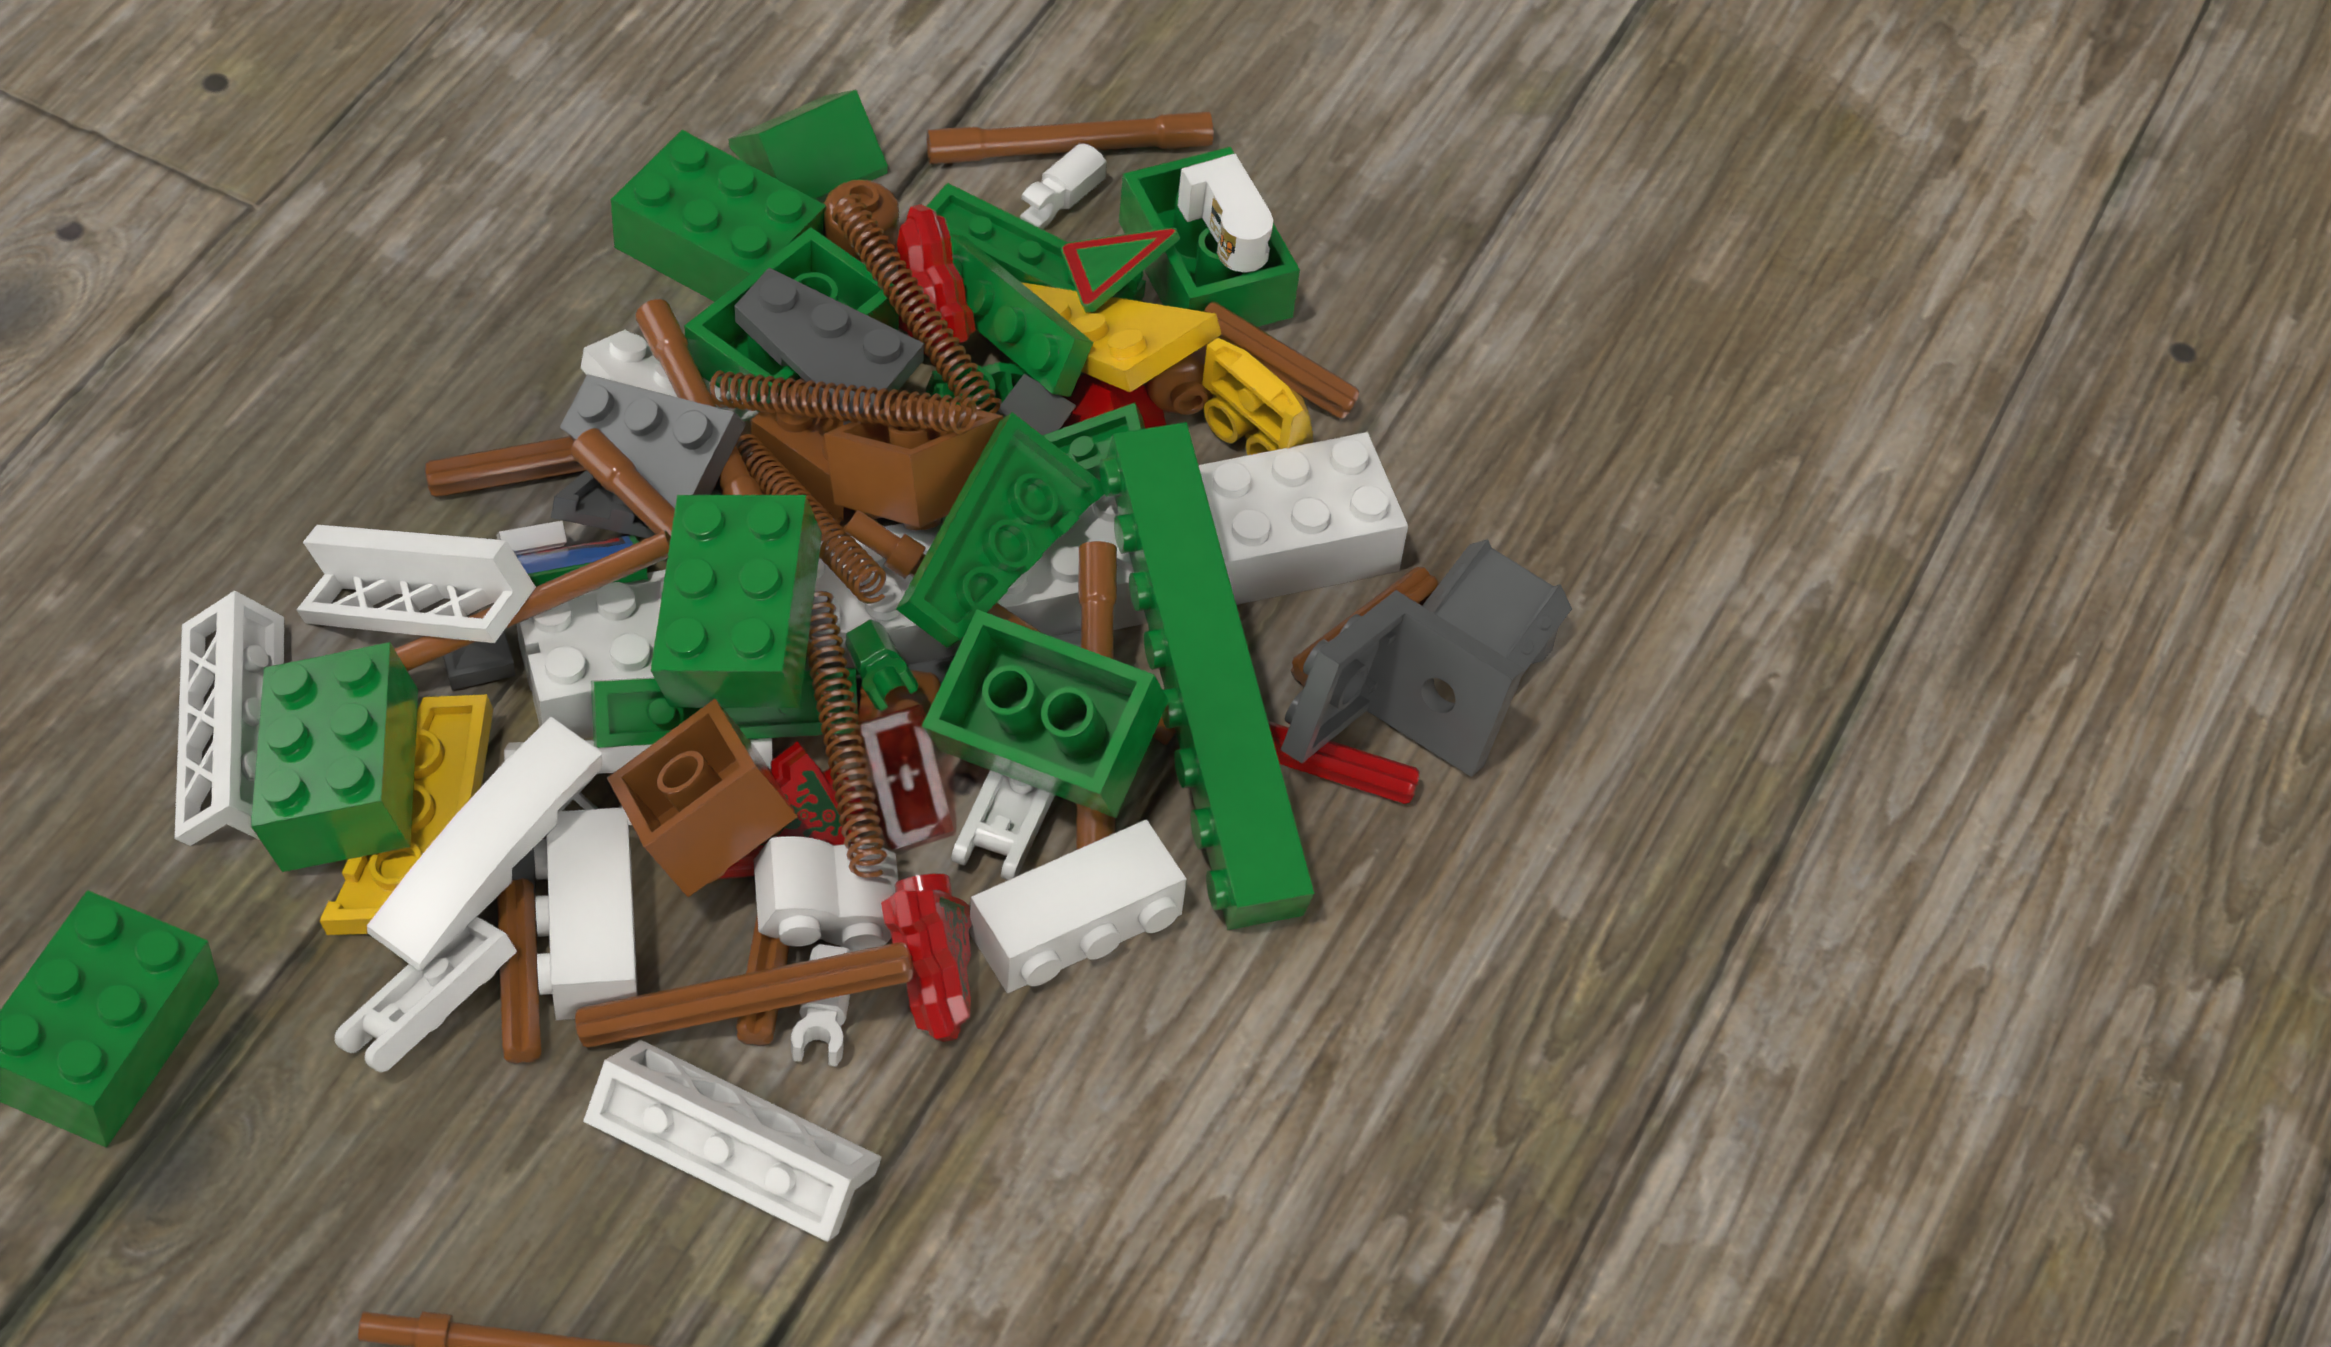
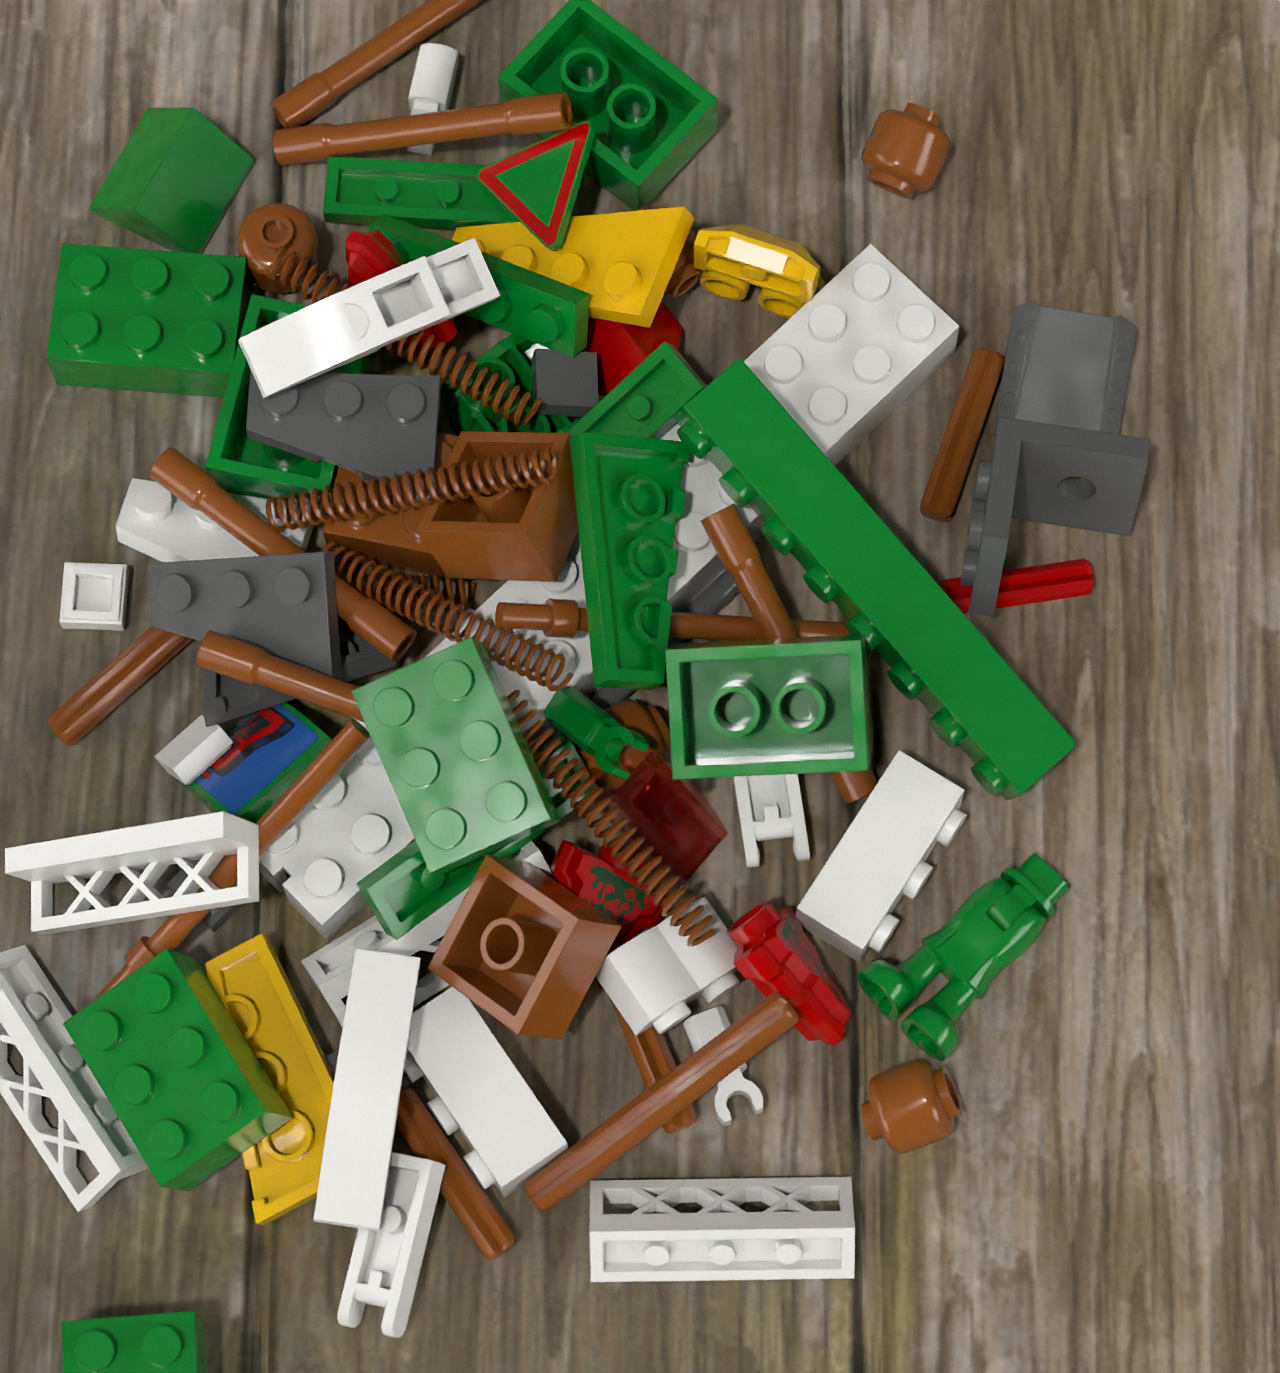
camera: 20 degrees left, 20 degrees up
(532, 400) = (94, 596): none -> white tile
(890, 256) = (368, 317): none -> white slope
(974, 1118) = (911, 1106): none -> dark orange head
(1110, 1023) = (969, 951): none -> green piece
(1117, 203) = (515, 117): none -> dark orange piece
(1230, 208) = (629, 76): white leg -> none
(1290, 366) = (739, 196): dark orange axle -> none
(1446, 396) = (906, 150): none -> dark orange head

